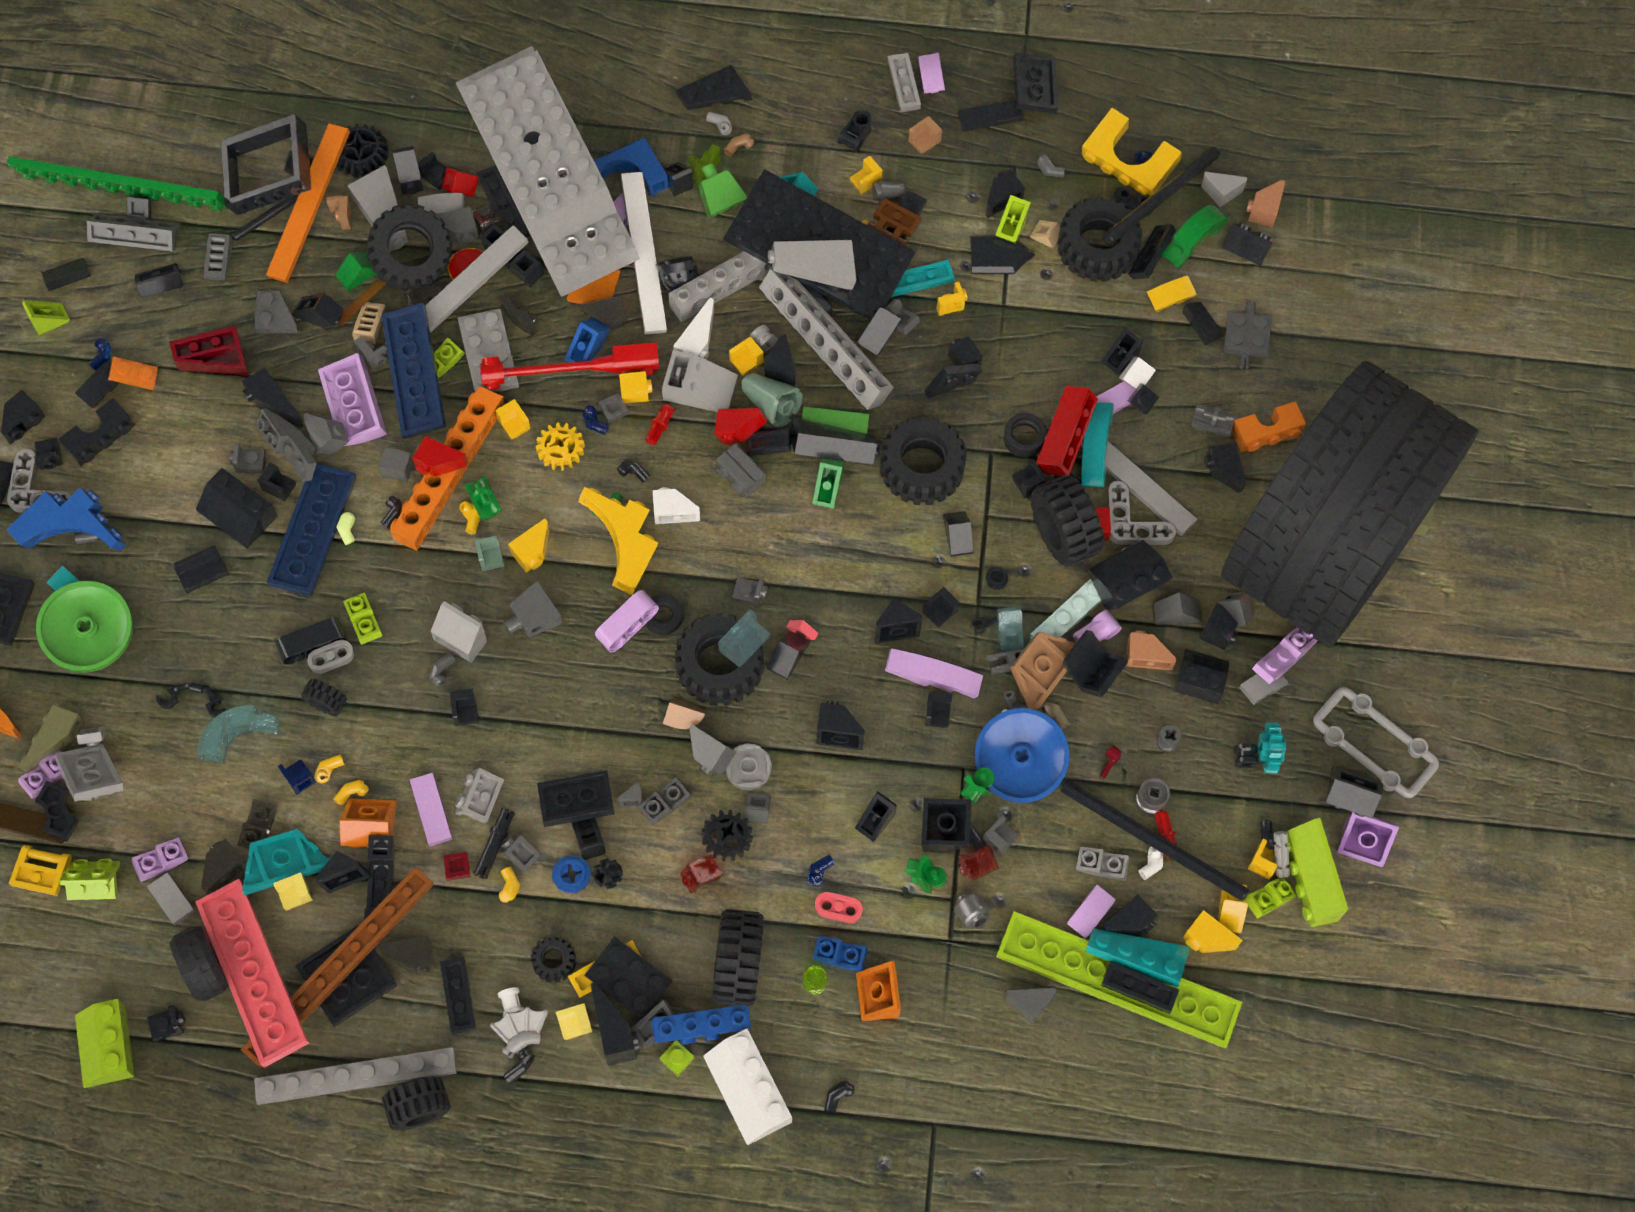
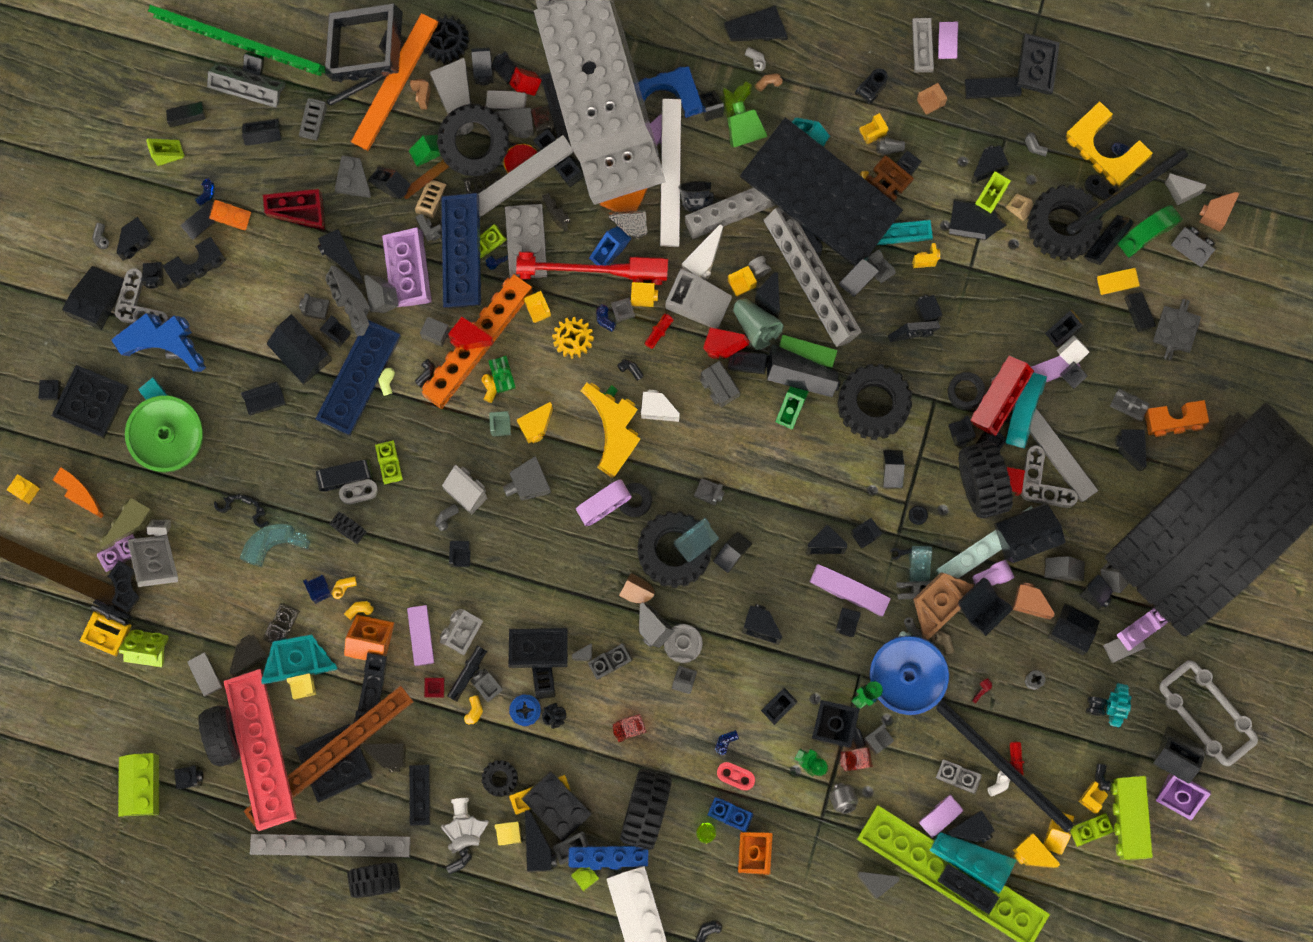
camera: 15 degrees right, 10 degrees up
(44, 843) = (111, 612): none -> black pin
(159, 860) = (200, 640): lavender slope -> none
(341, 872) = (341, 678): black slope -> none
(453, 381) = (491, 263): none -> clear blue hand
(733, 843) = (649, 695): black gear -> none
(803, 627) = (742, 529): coral tile -> none
(817, 261) = (814, 209): light grey slope -> none
(1152, 797) = (1010, 729): flat silver wheel -> none
(1281, 854) = (1108, 796): light grey axle -> none

